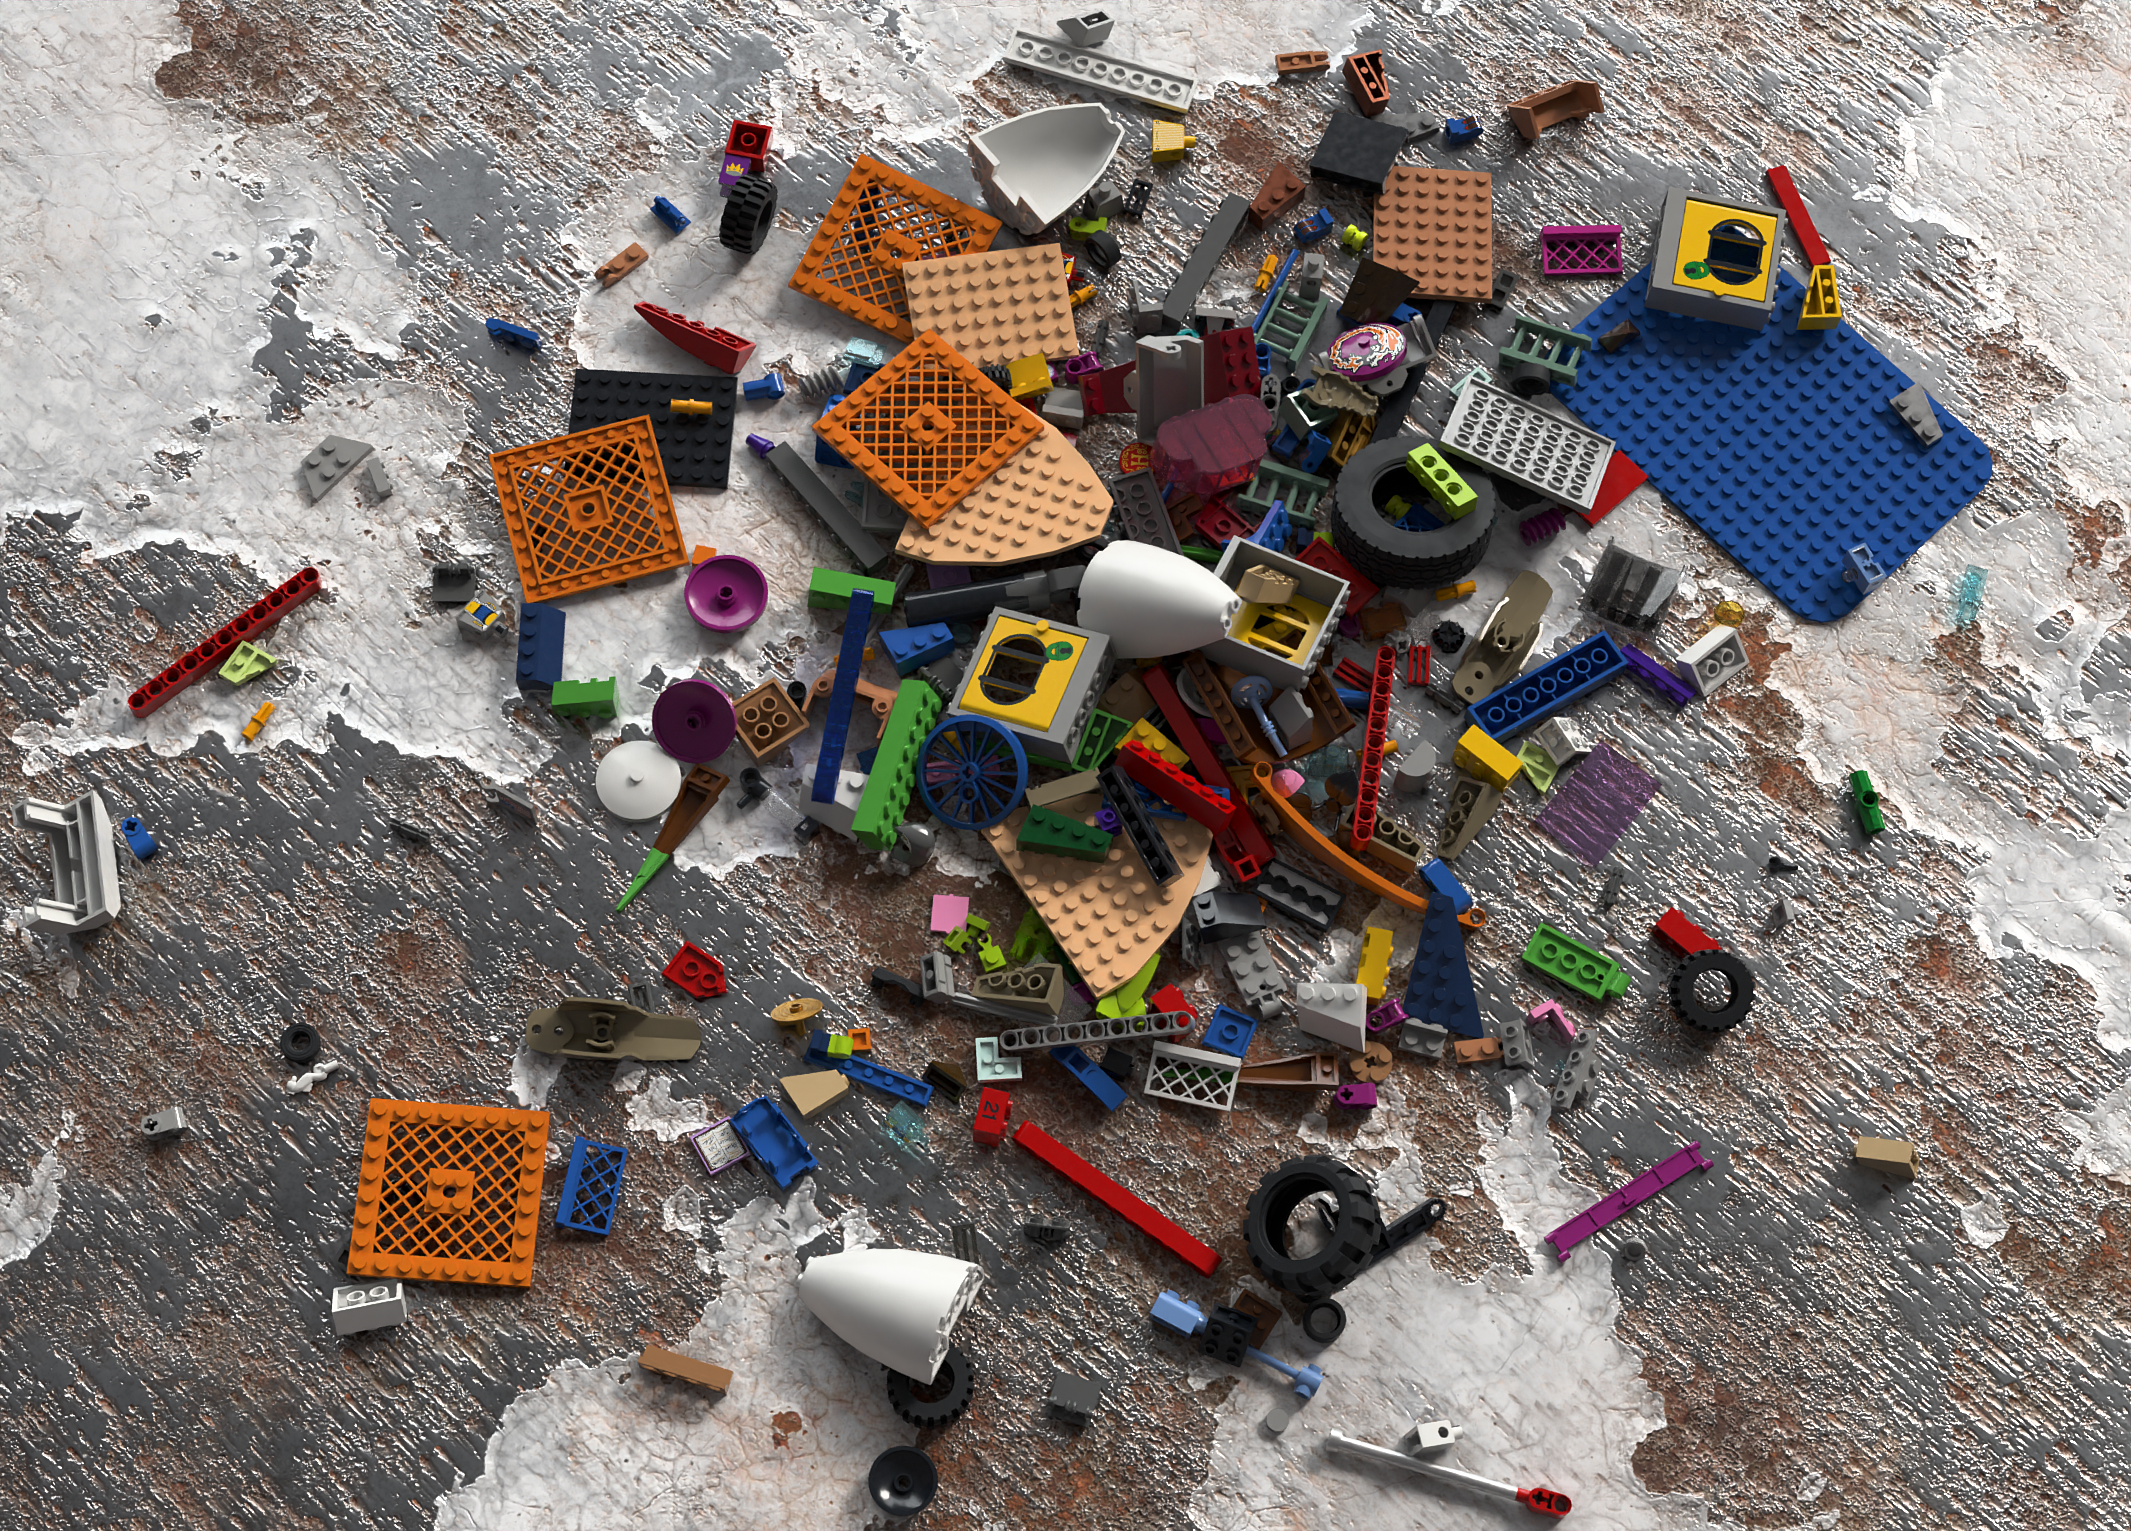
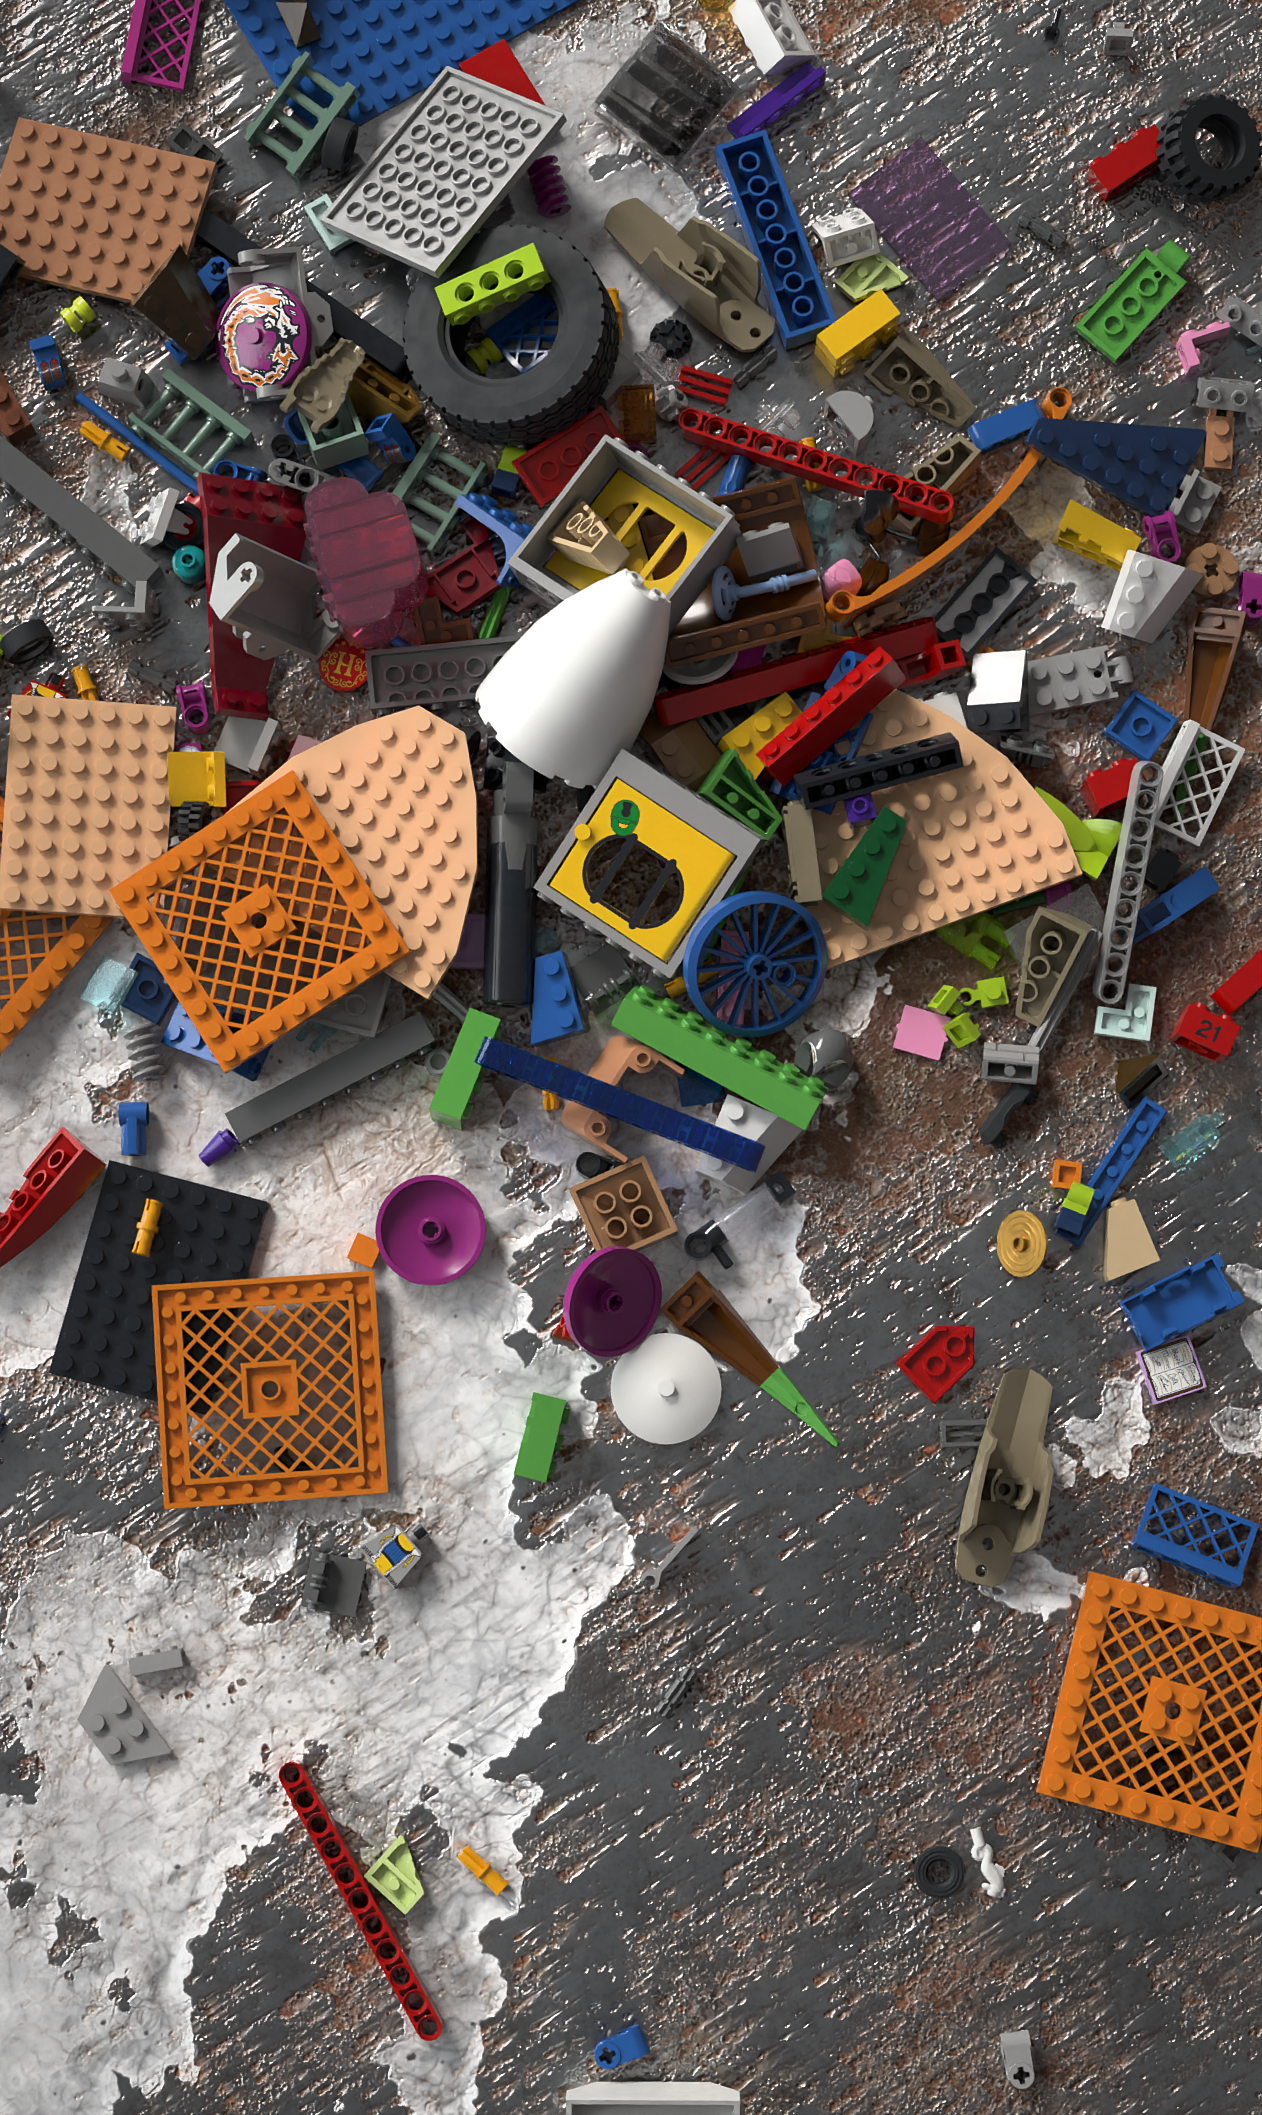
camera: 70 degrees left, 15 degrees up
(540, 646) = (454, 1483): dark blue slope -> none

